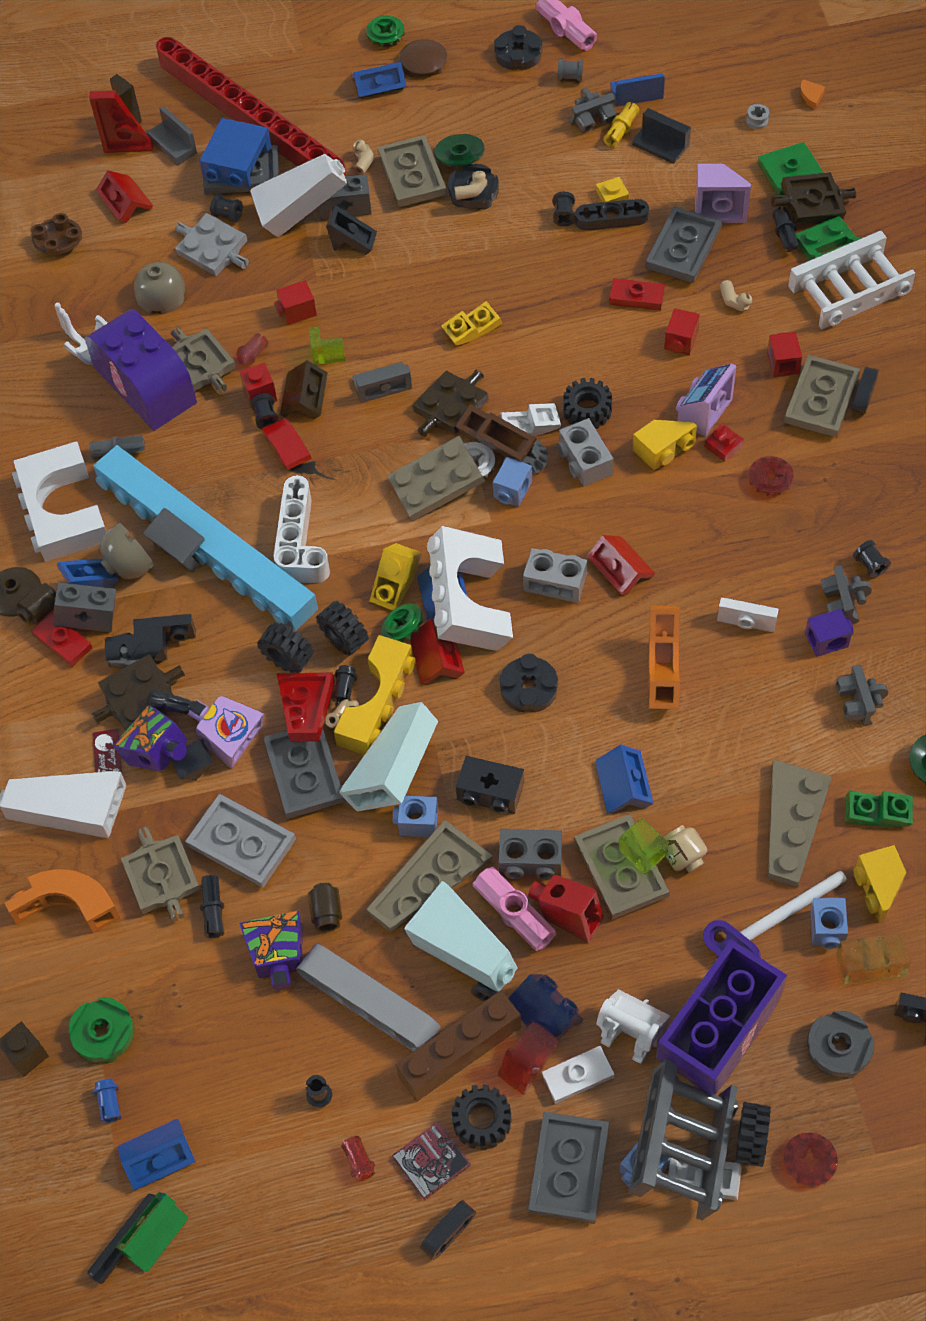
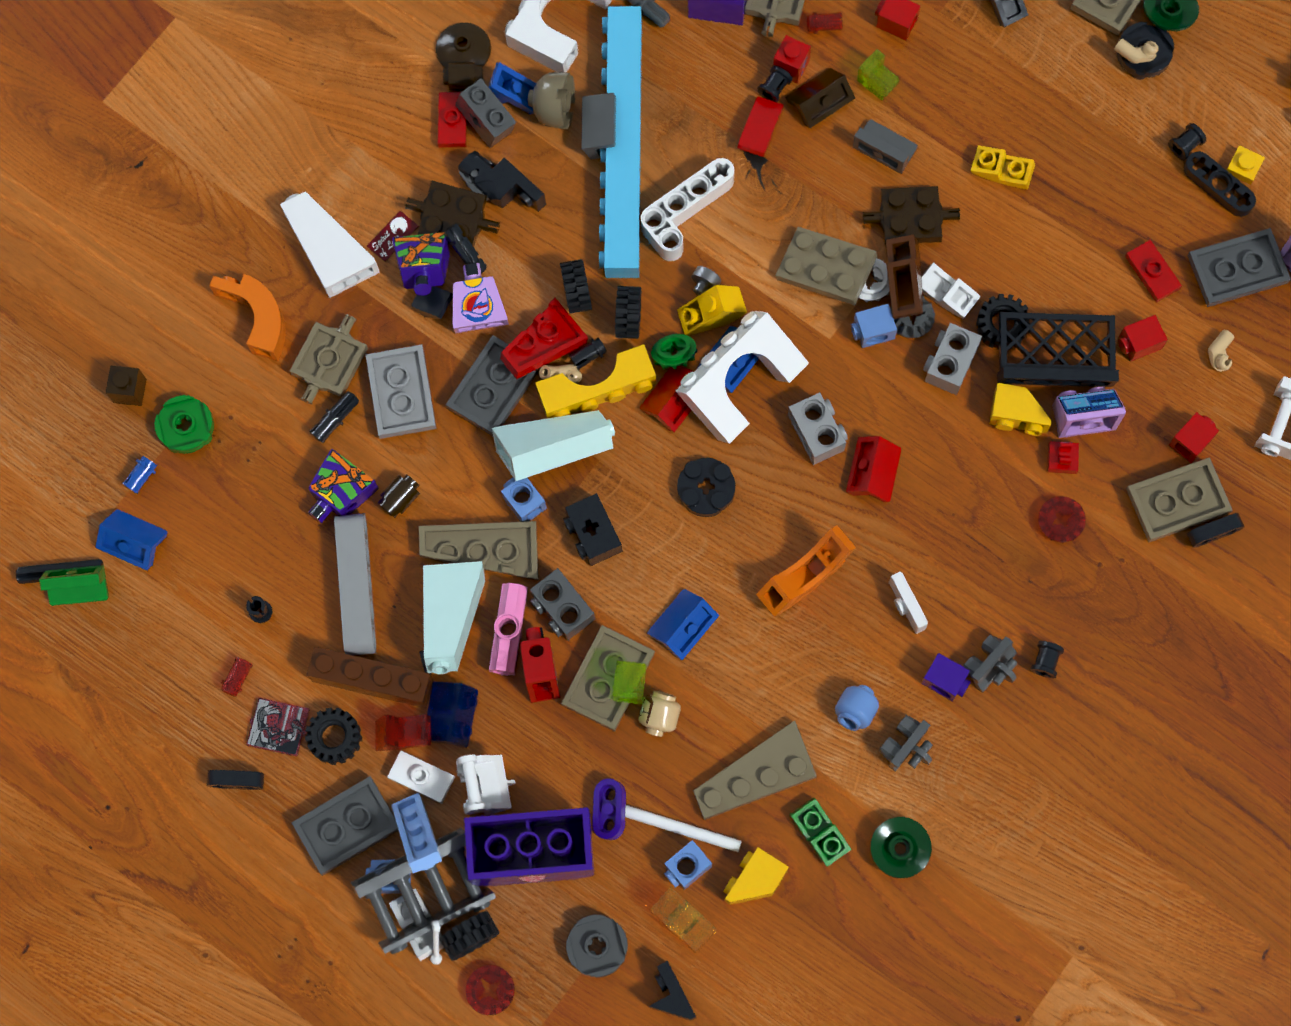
camera: 50 degrees right, 15 degrees up
(366, 562) = (704, 279): none -> flat silver tile
(633, 1099) = (416, 833): none -> light blue plate
(657, 401) = (1057, 374): none -> black fence
(728, 1148) = (436, 957): none -> white hinge
(801, 708) = (856, 707): none -> medium blue head

